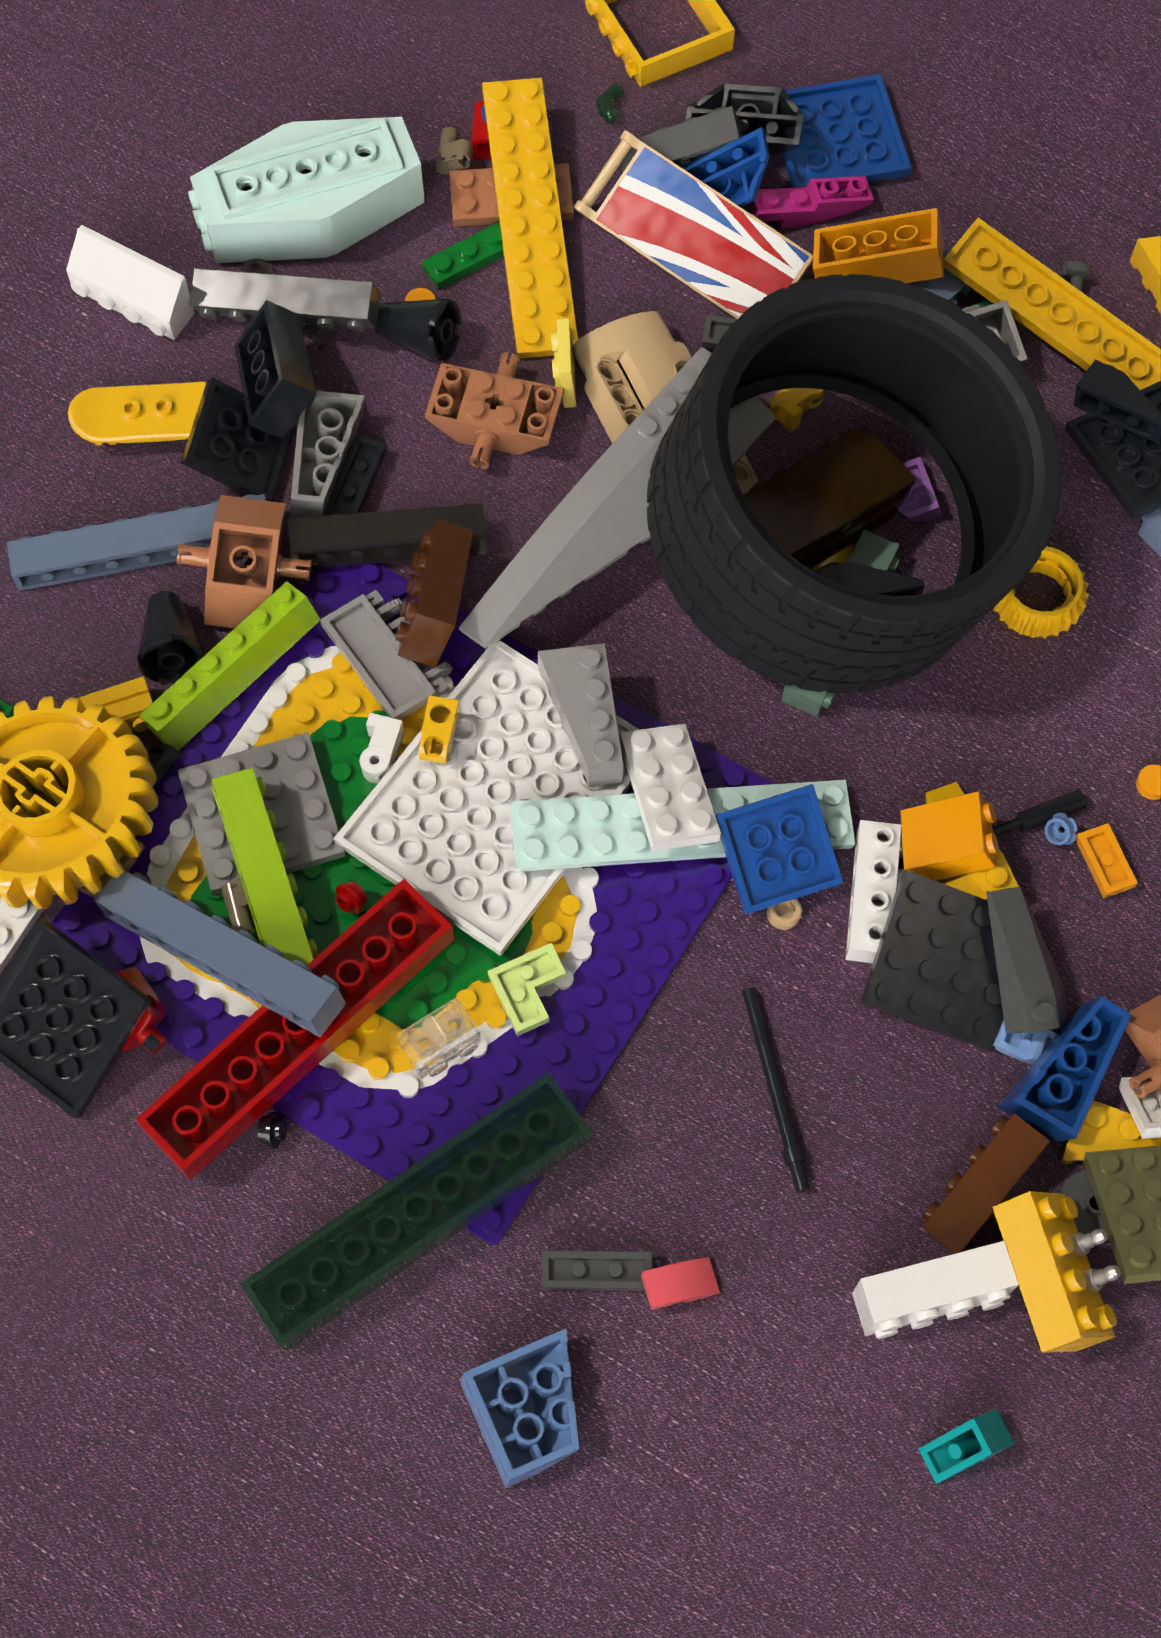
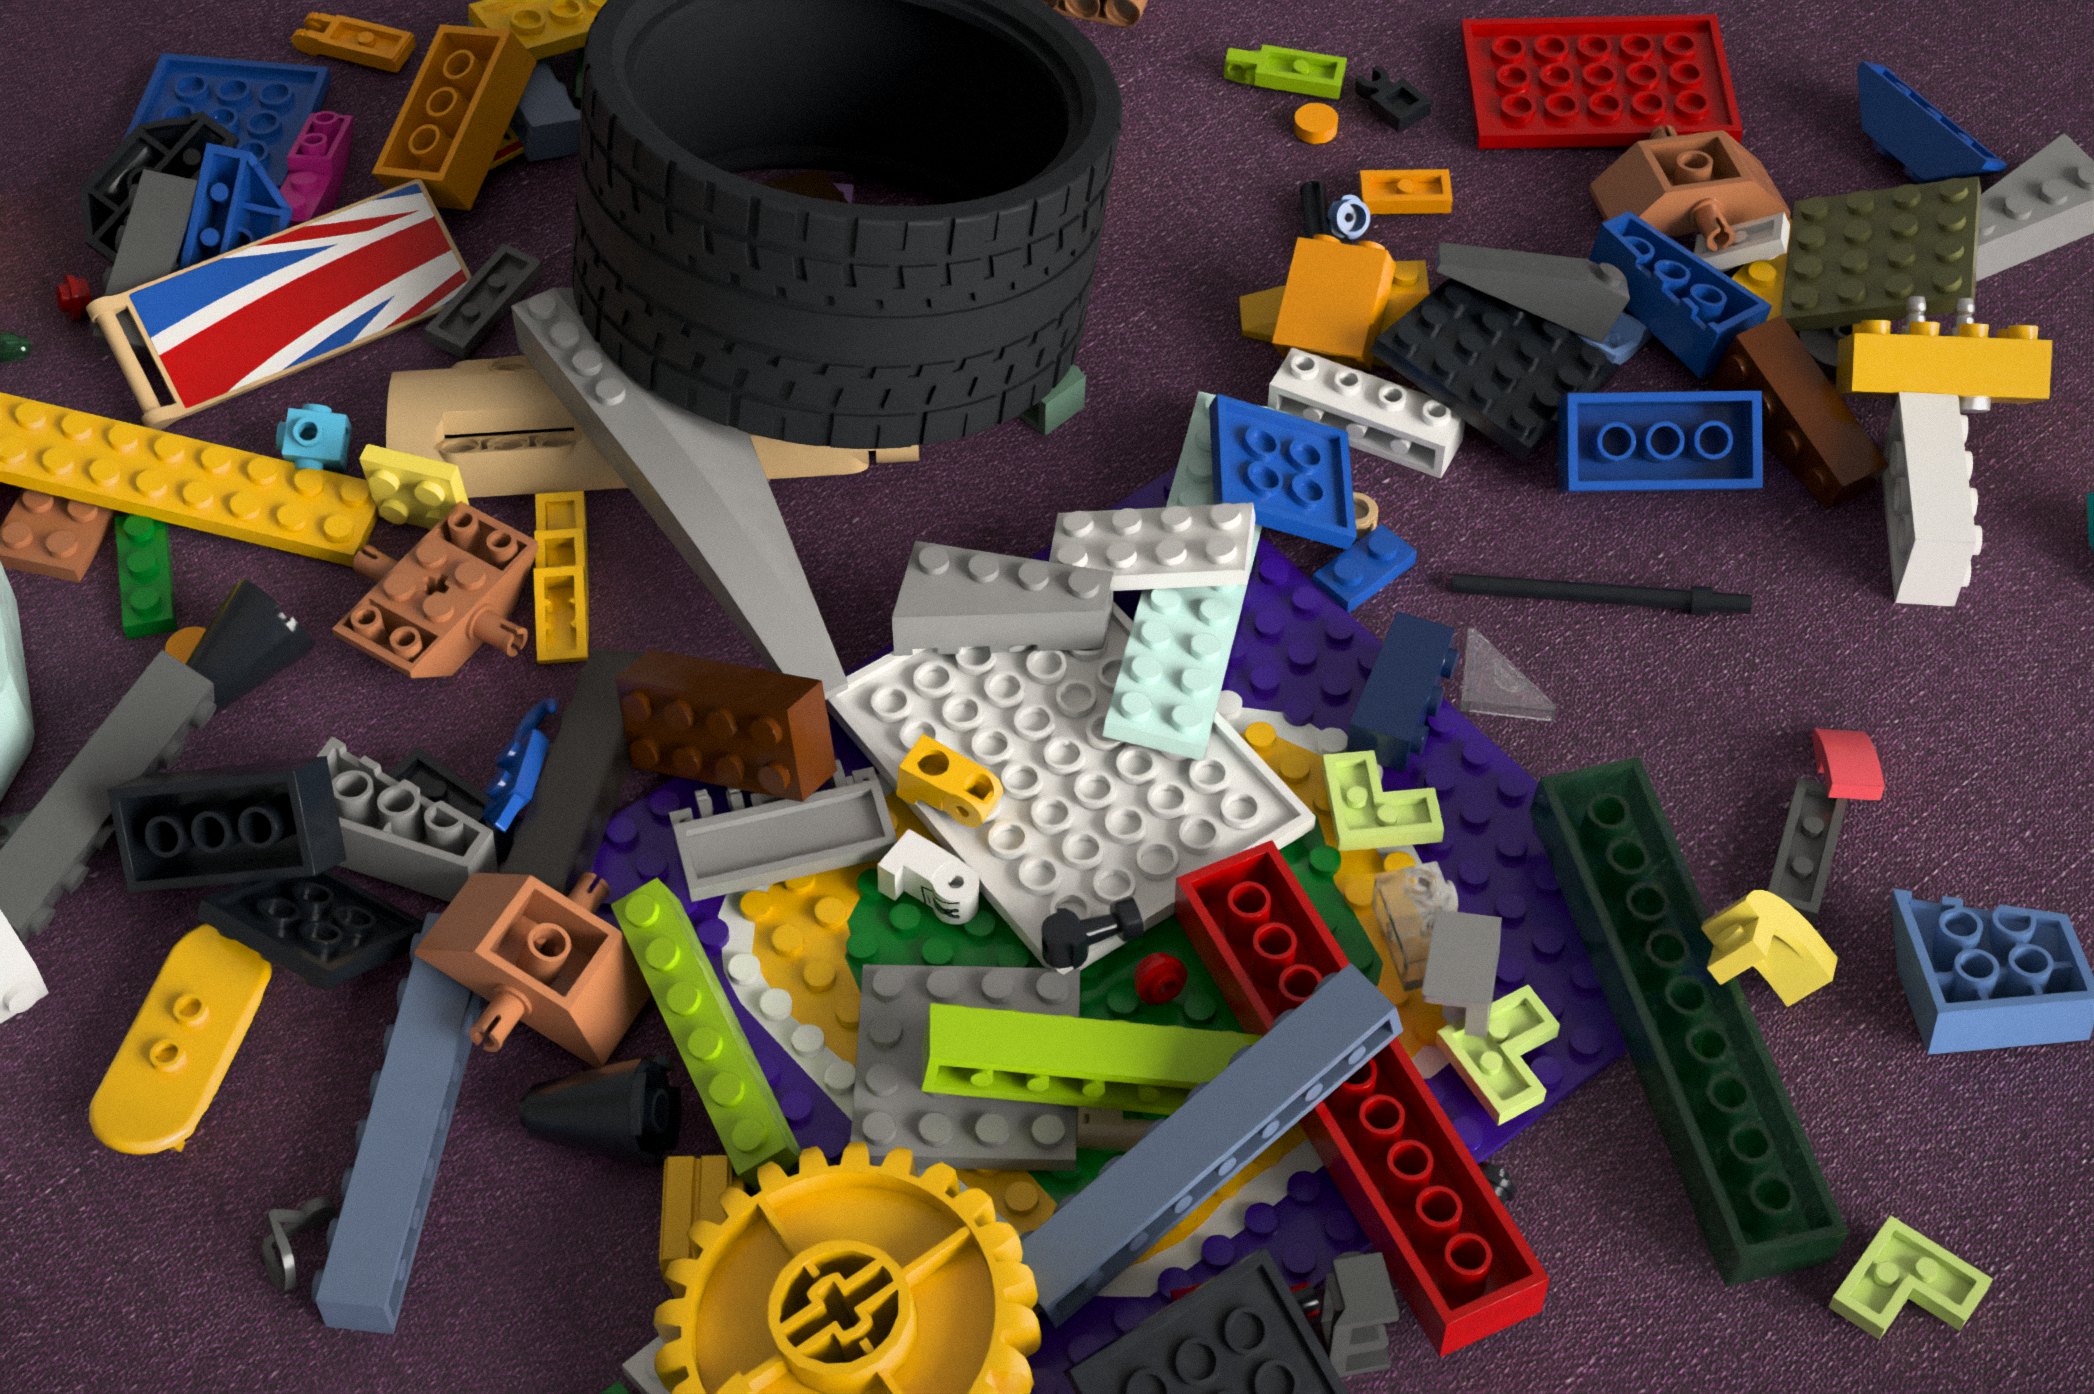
camera: 70 degrees left, 15 degrees down
(27, 522) = (310, 1216): none -> dark grey piece
(148, 1072) = (1352, 1313): none -> dark grey window
(290, 1397) = (1904, 1267): none -> yellowish green plate
(350, 837) = (1068, 938): none -> black leg
(362, 1101) = (1494, 1064): none -> yellowish green plate
(384, 499) = (518, 767): none -> blue plate
(397, 1067) = (1463, 965): none -> light grey panel
(492, 1263) = (1774, 940): none -> light yellow arch
(542, 470) = (561, 578): none -> yellow slope
(591, 295) = (315, 438): none -> medium azure brick
(623, 977) = (1403, 691): none -> dark blue brick
(658, 120) = (73, 296): none -> red plate
(669, 1038) = (1497, 686): none -> clear tile
(739, 931) = (1365, 568): none -> blue plate
(909, 1089) = (1660, 441): none -> blue brick
(947, 175) = (354, 41): none -> light orange hinge

